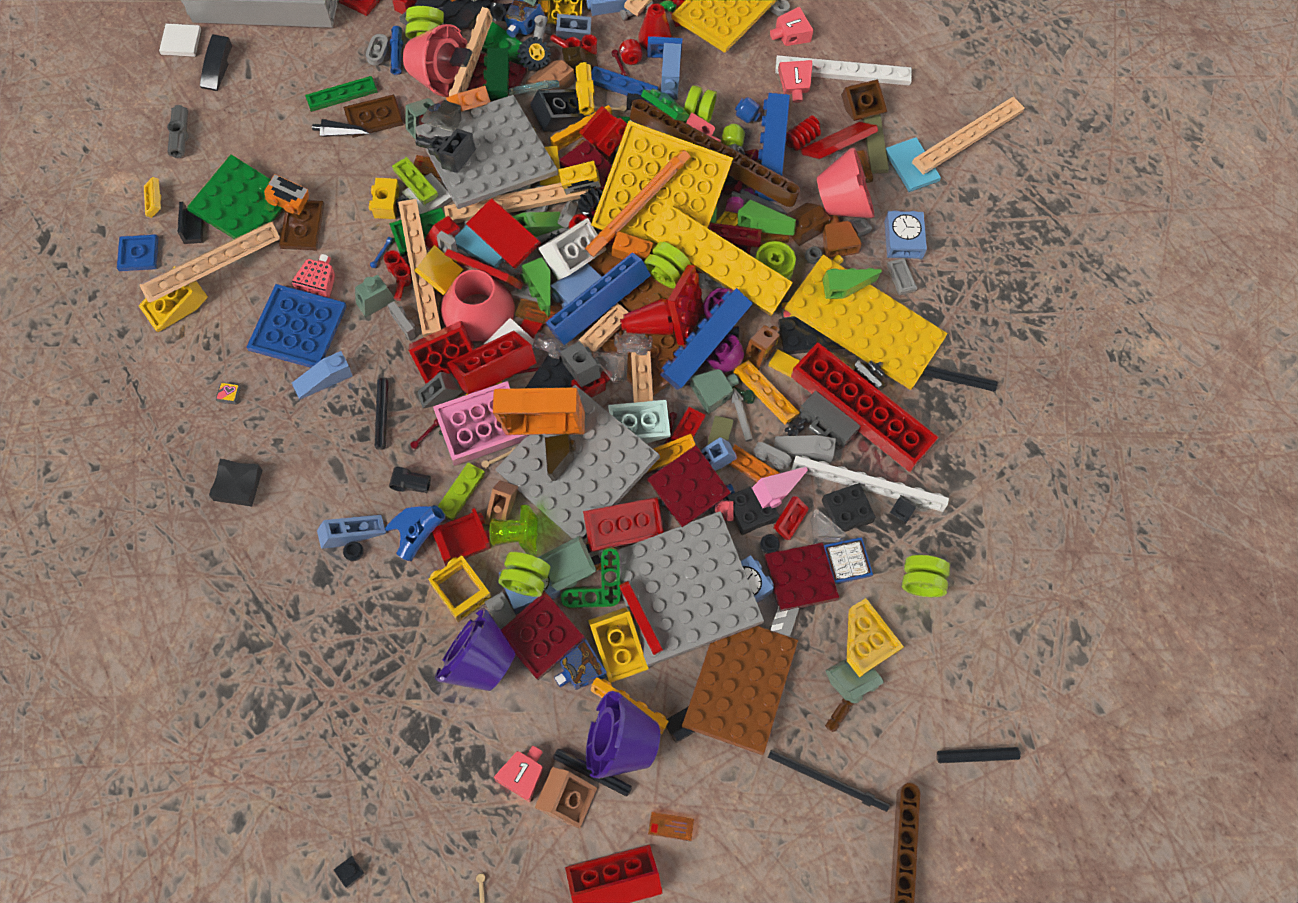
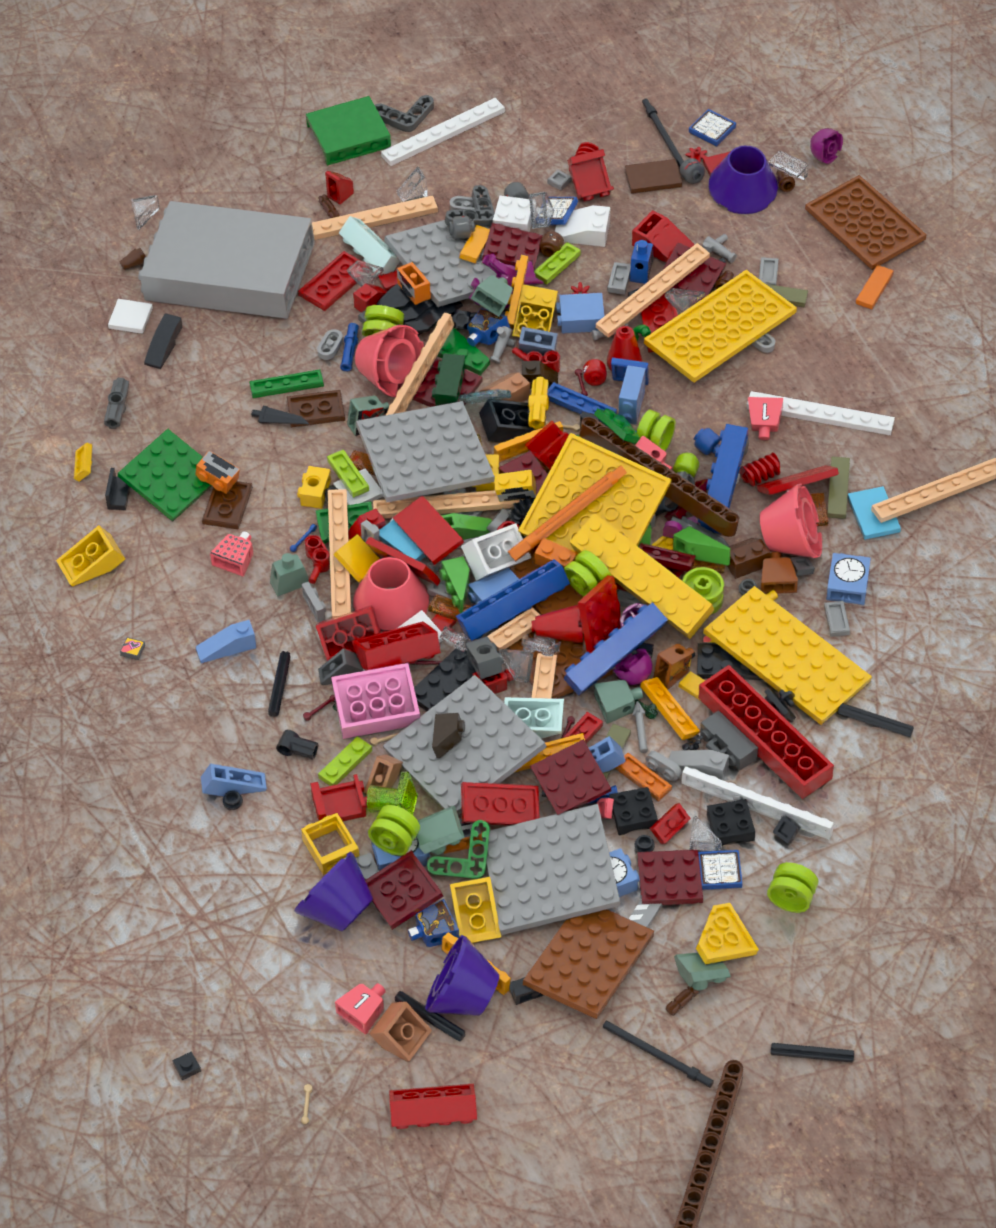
camera: 15 degrees right, 15 degrees down
(137, 252) = (61, 512): blue tile -> none
(209, 262) = (135, 524): light nougat plate -> none
(236, 483) = (129, 726): black brick -> none
(296, 326) = (208, 595): blue plate -> none
(414, 527) = (296, 783): blue pin -> none
(443, 115) = (387, 412): clear smoke slope -> none
(449, 150) = (387, 445): black brick -> none
(460, 57) = (414, 359): black tile -> none
(471, 98) = (414, 400): orange brick -> none
(539, 411) = (433, 685): orange tile -> none
(540, 53) = (497, 367): black wheel -> none
(640, 617) = (500, 886): red beam -> none
(671, 826) = (496, 1071): clear orange tile -> none
(774, 488) = (658, 791): bright pink slope -> none
(792, 28) = (773, 365): coral torso -> none
(842, 283) = (770, 612): bright green slope -> none
(864, 100) = (833, 443): reddish brown slope -> none

